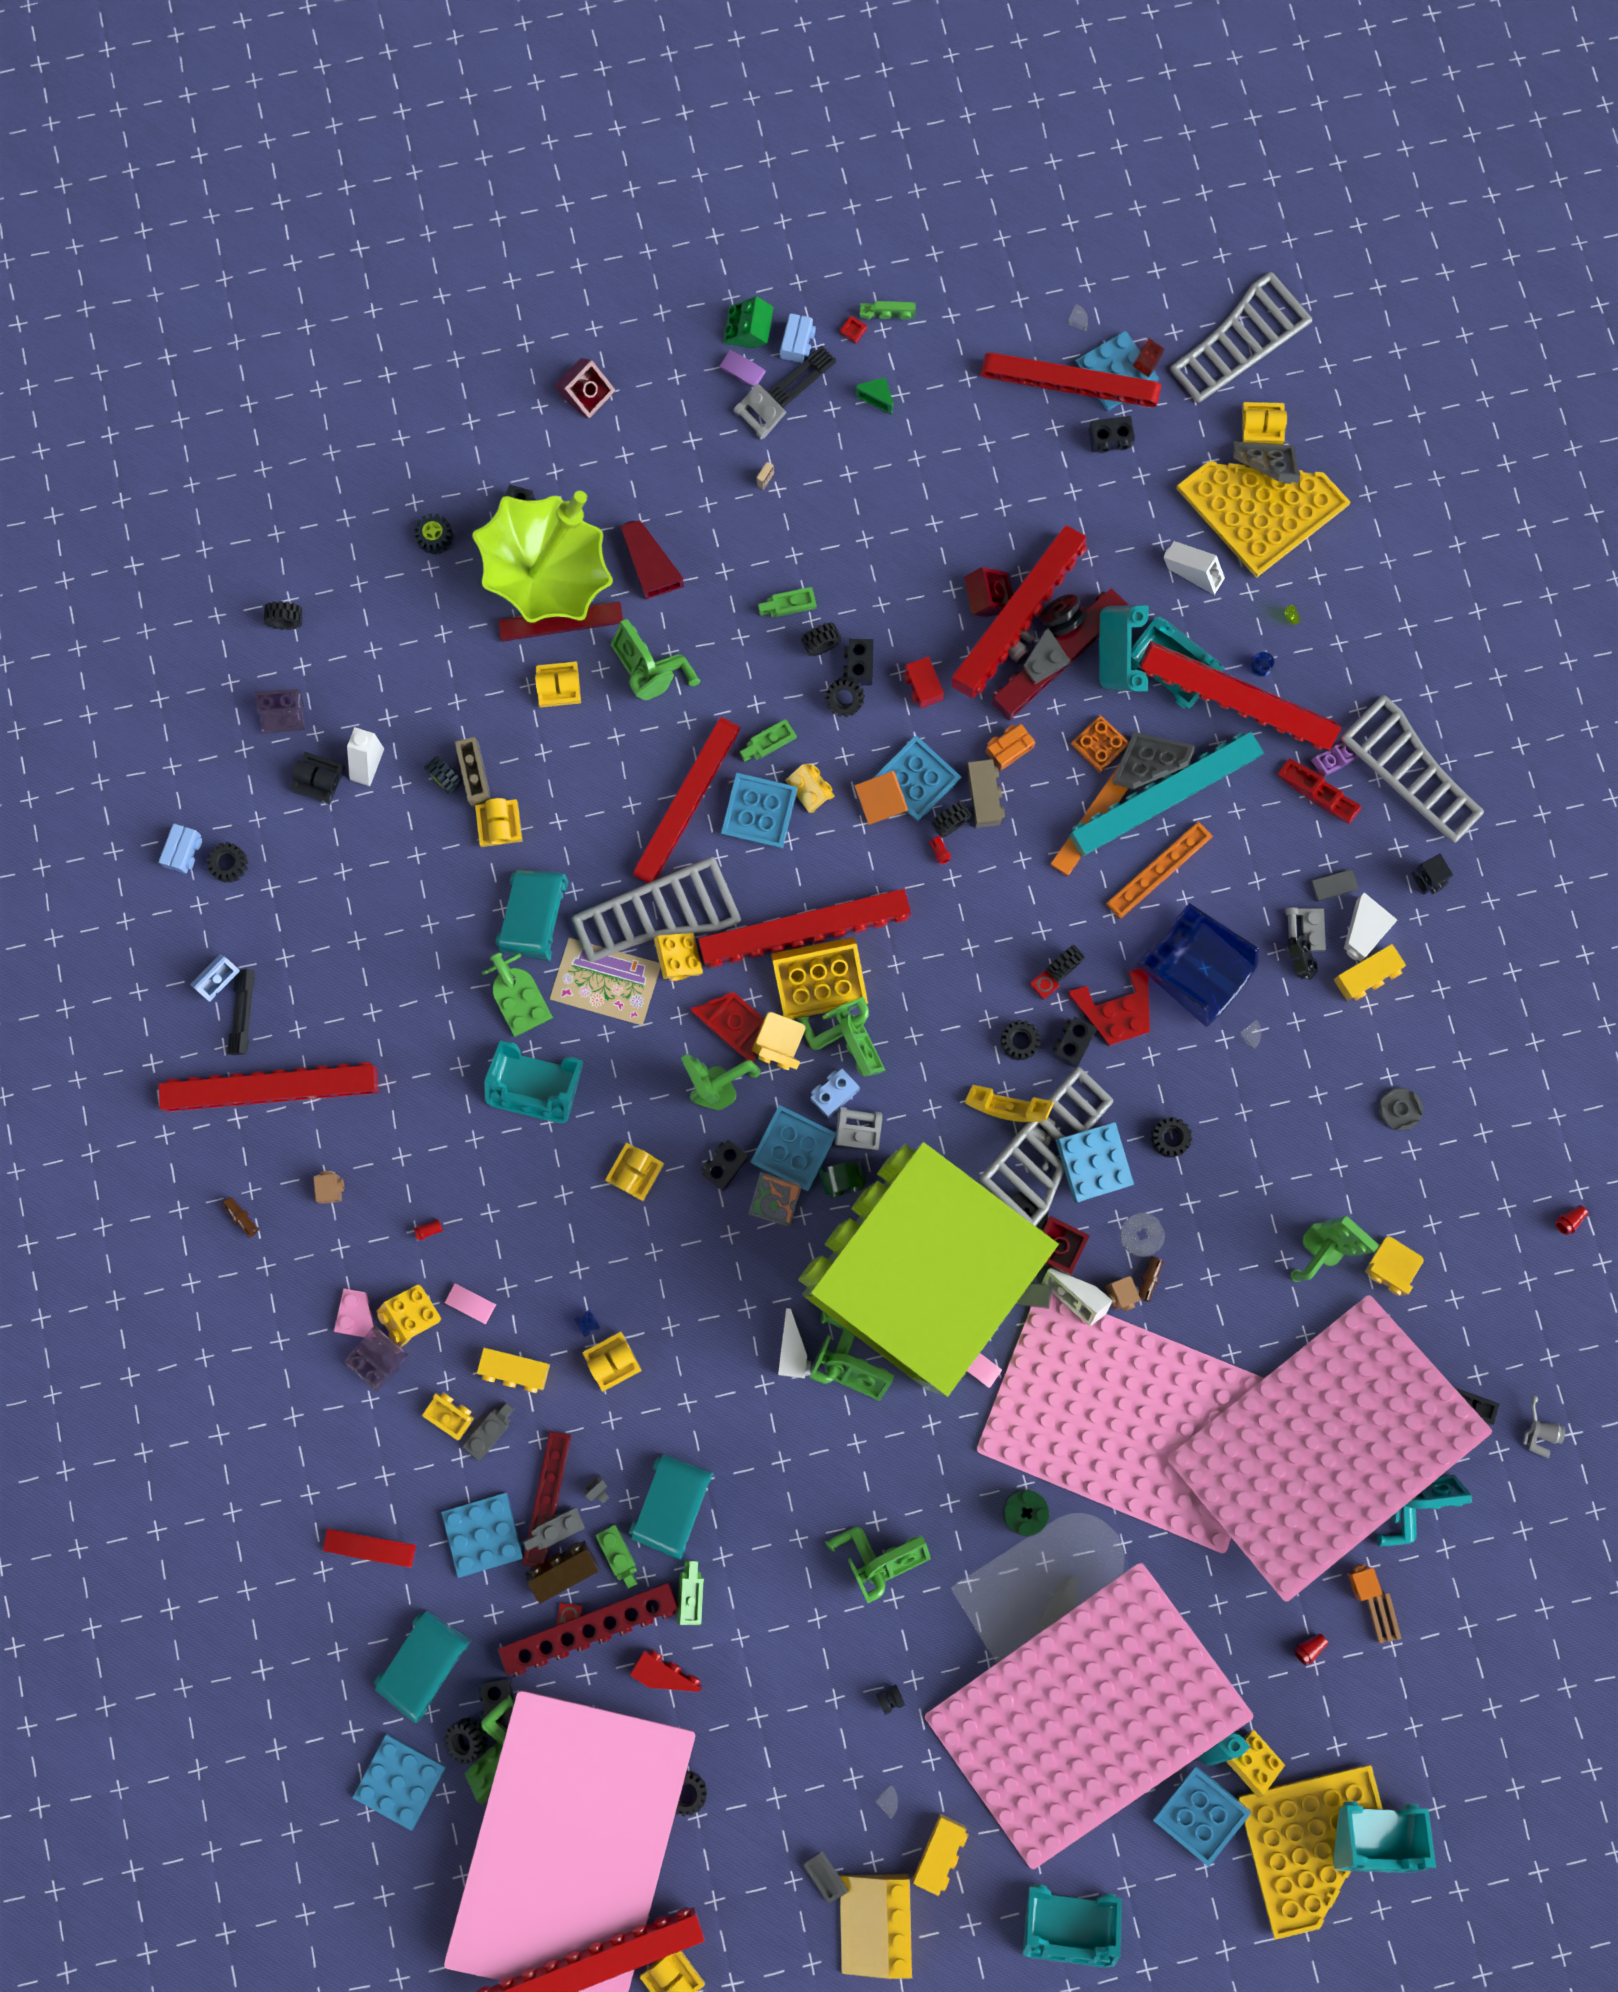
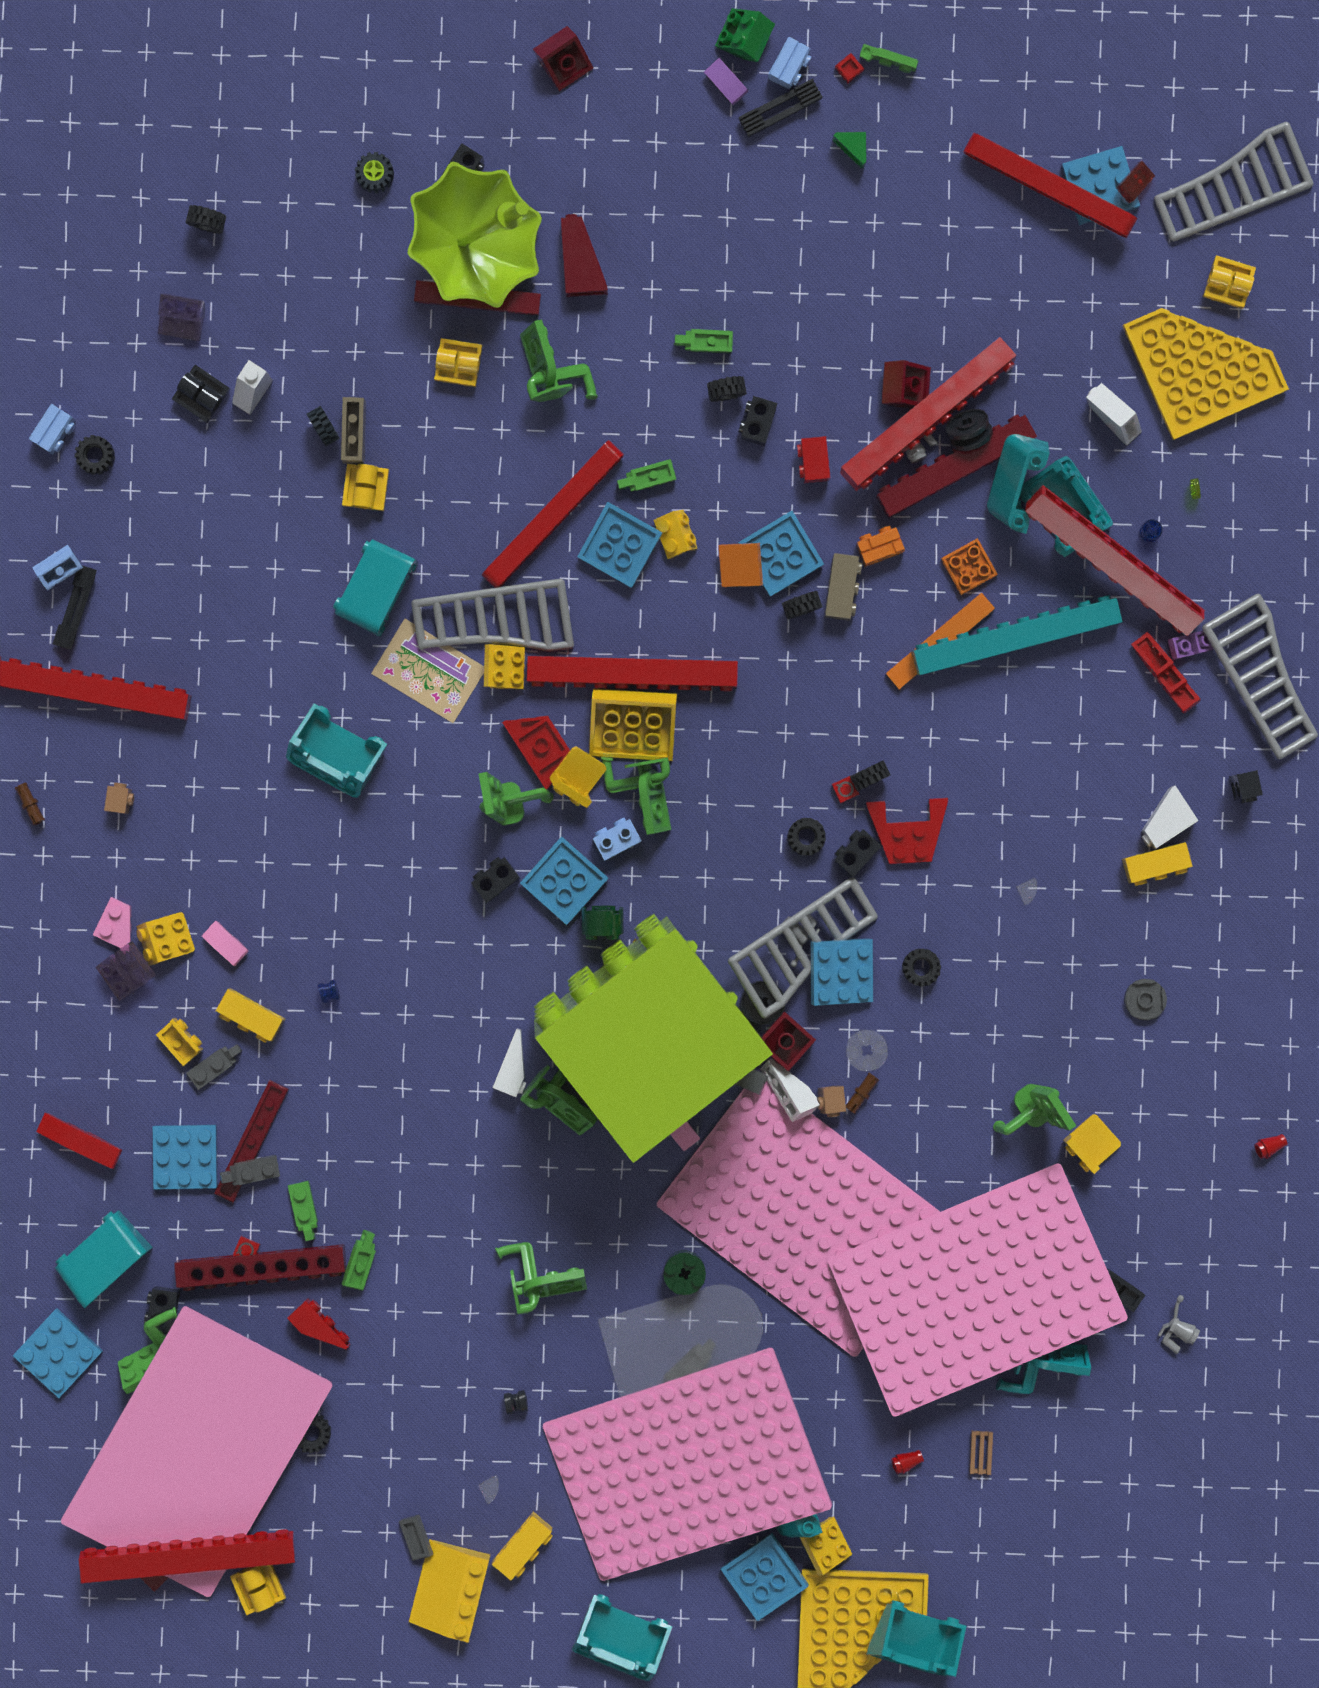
camera: 15 degrees right, 10 degrees up
(428, 1229) = (202, 863): red pin -> none
(457, 1745) = (118, 1338): black tyre -> none
(518, 1002) = (341, 670): bright green plate -> none
(561, 1571) = (249, 1210): dark brown brick -> none
(596, 1489) = (299, 1144): dark grey tile -> none
(611, 1361) = (342, 1032): yellow plate -> none
(634, 1171) = (409, 862): yellow plate -> none
(671, 1506) = (363, 1178): teal windscreen -> none
(765, 406) = (737, 129): light grey plate -> none
(765, 475) = (718, 201): tan tile -> none
(775, 1199) = (533, 924): clear tile -> none
(853, 688) = (741, 446): black tyre -> none
(858, 1136) = (626, 885): light grey plate -> none
(940, 850) = (783, 631): red pin -> none
(1006, 1107) = (775, 898): yellow slope -> none
(1046, 658) = (939, 469): dark grey wing -> none
(1078, 318) = (1079, 118): clear tile -> none
(1110, 429) = (1074, 247): black brick -> none
(1150, 759) = (1011, 598): dark grey plate -> none
(1159, 870) = (988, 707): orange tile -> none
(1201, 964) = (997, 811): clear blue windscreen -> none
(1270, 459) = (1222, 324): dark grey plate -> none
(1306, 965) = (1098, 839): black hinge -> none
(1312, 925) = (1116, 806): light grey plate -> none
(1334, 885) = (1151, 768): dark grey tile -> none
(1364, 1582) = (973, 1417): orange brick -> none

